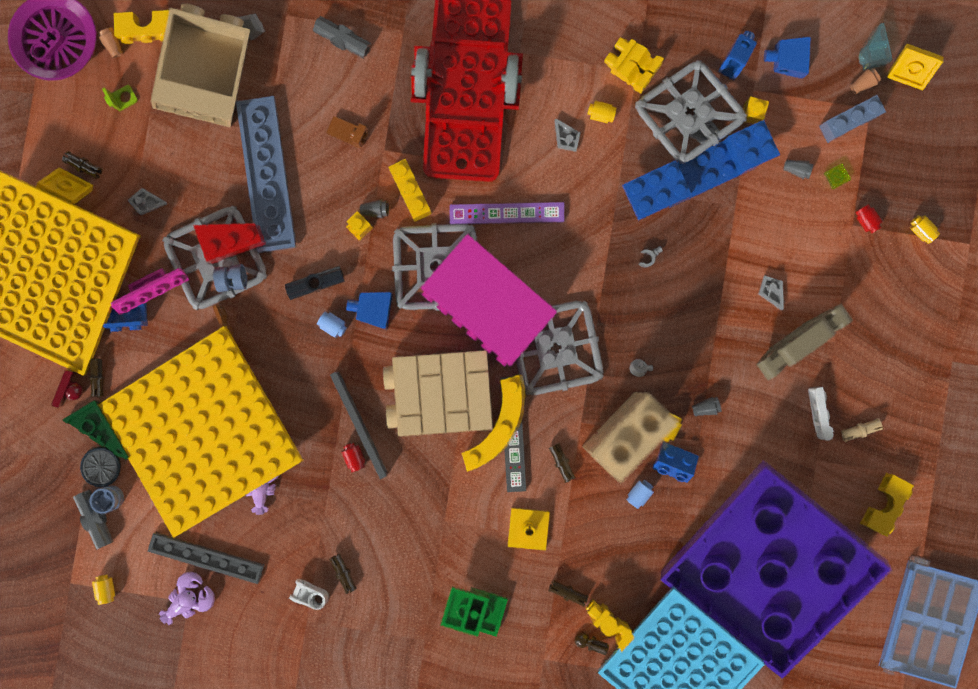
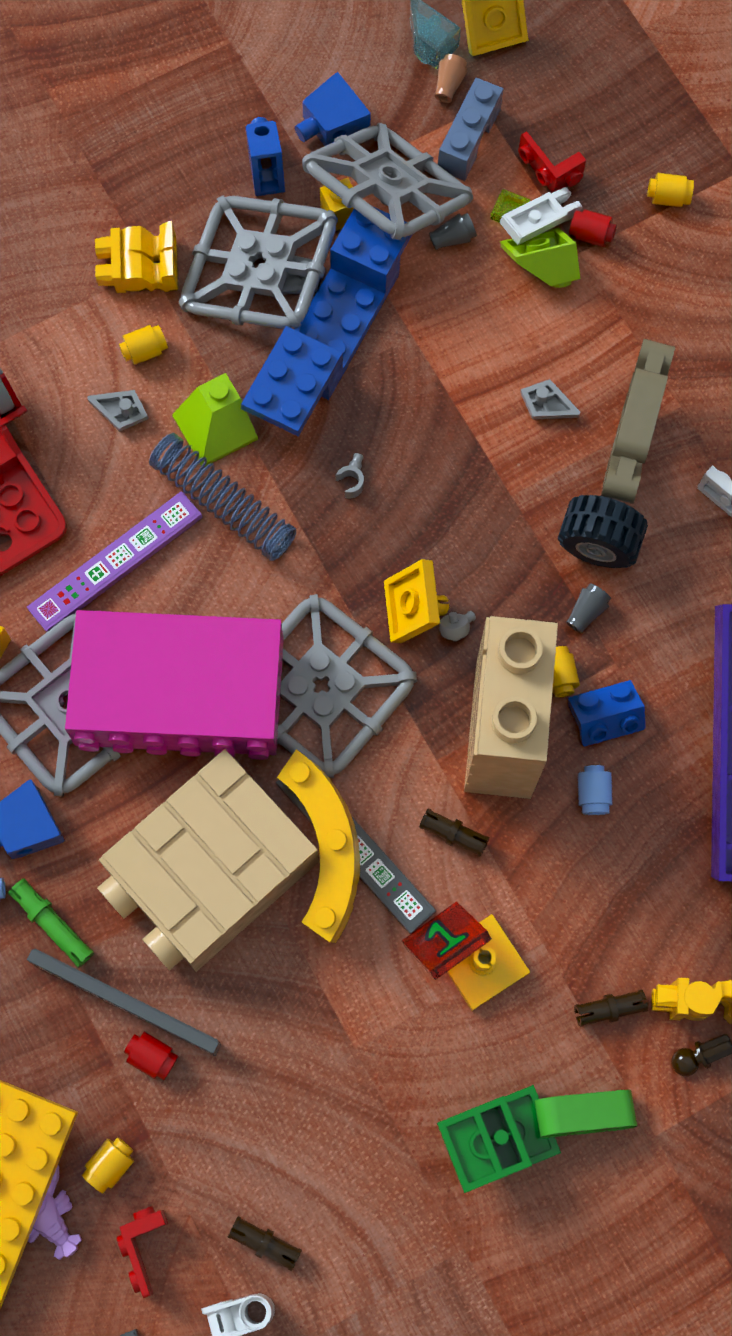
camera: 35 degrees left, 15 degrees down
(298, 525) = (145, 1221): none -> red bracket
(301, 489) = (108, 1164): none -> yellow brick
(353, 363) = (56, 928): none -> bright green pin
(519, 509) = (446, 940): none -> clear red tile
(520, 629) = (585, 1113): none -> bright green beam
(571, 177) = (286, 531): none -> sand blue piece
(605, 178) = (214, 420): none -> lime slope
(628, 343) = (413, 601): none -> yellow tile
(743, 379) = (602, 531): none -> black wheel
(781, 110) = (387, 178): none -> light grey plate
(833, 215) = (548, 256): none -> lime slope
(847, 193) = (539, 215): none -> white hinge
(870, 172) = (554, 177): none -> red bracket

